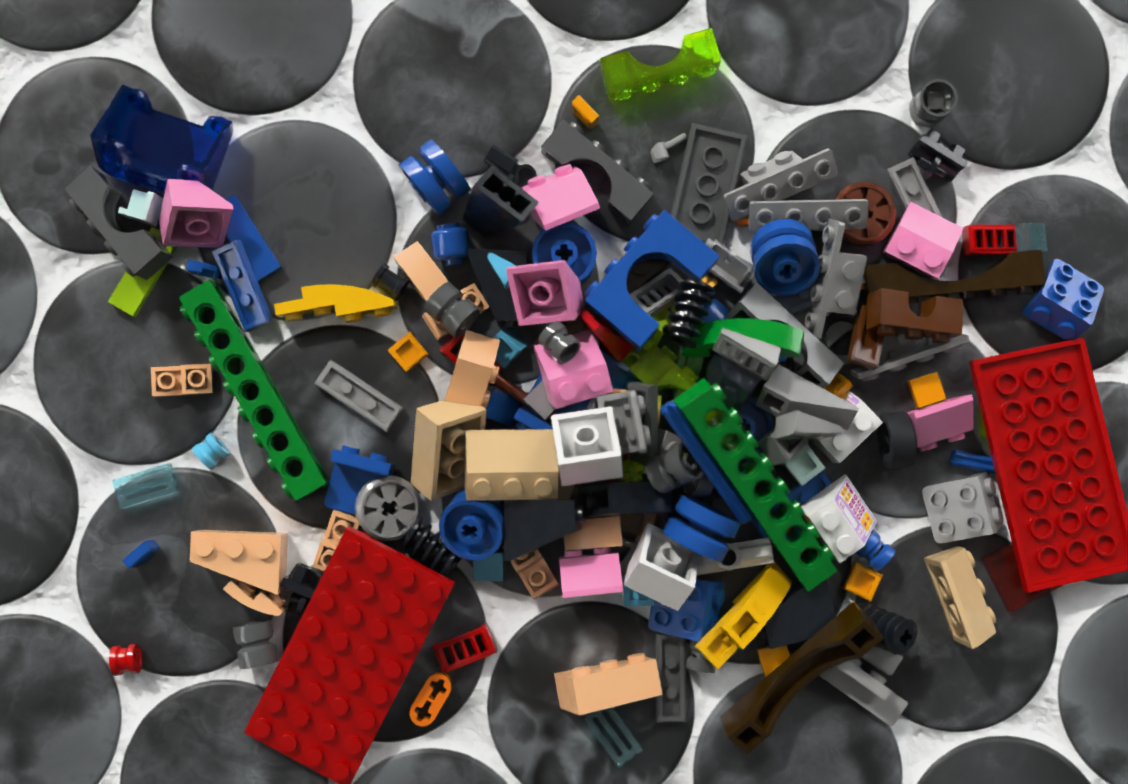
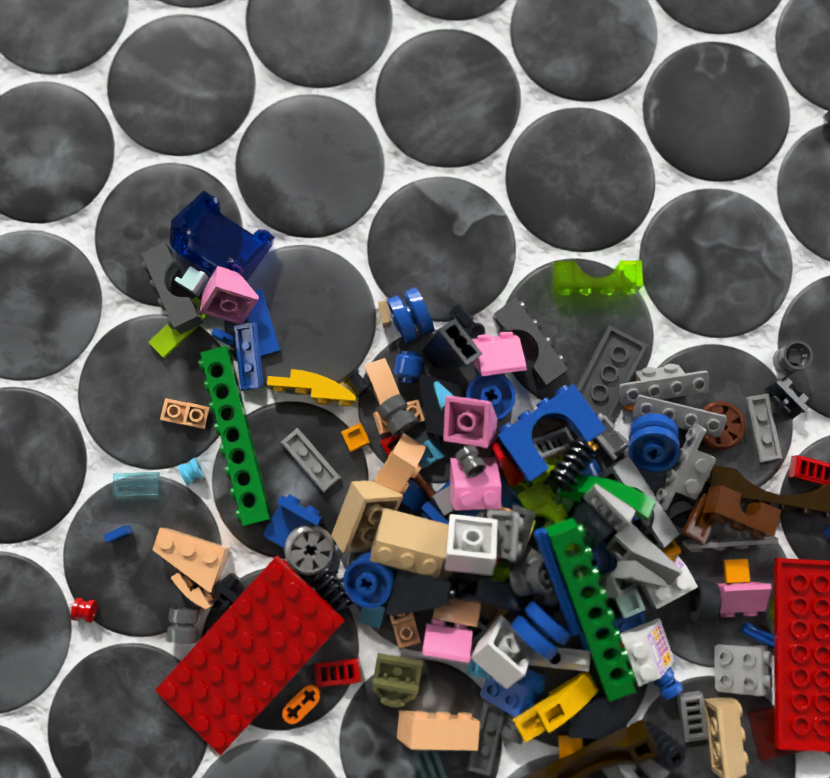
camera: 20 degrees right, 5 degrees down
(338, 523) = (266, 555): light nougat slope -> none
(401, 184) = (384, 313): none -> tan tile
(540, 637) = (396, 679): none -> olive slope
(584, 112) = (532, 297): light orange tile -> none
(659, 151) = (580, 339): light grey hand -> none
(862, 581) = (652, 704): light orange tile -> none
(905, 560) = (697, 697): none -> light grey slope
(923, 241) = (760, 458): bright pink slope -> none

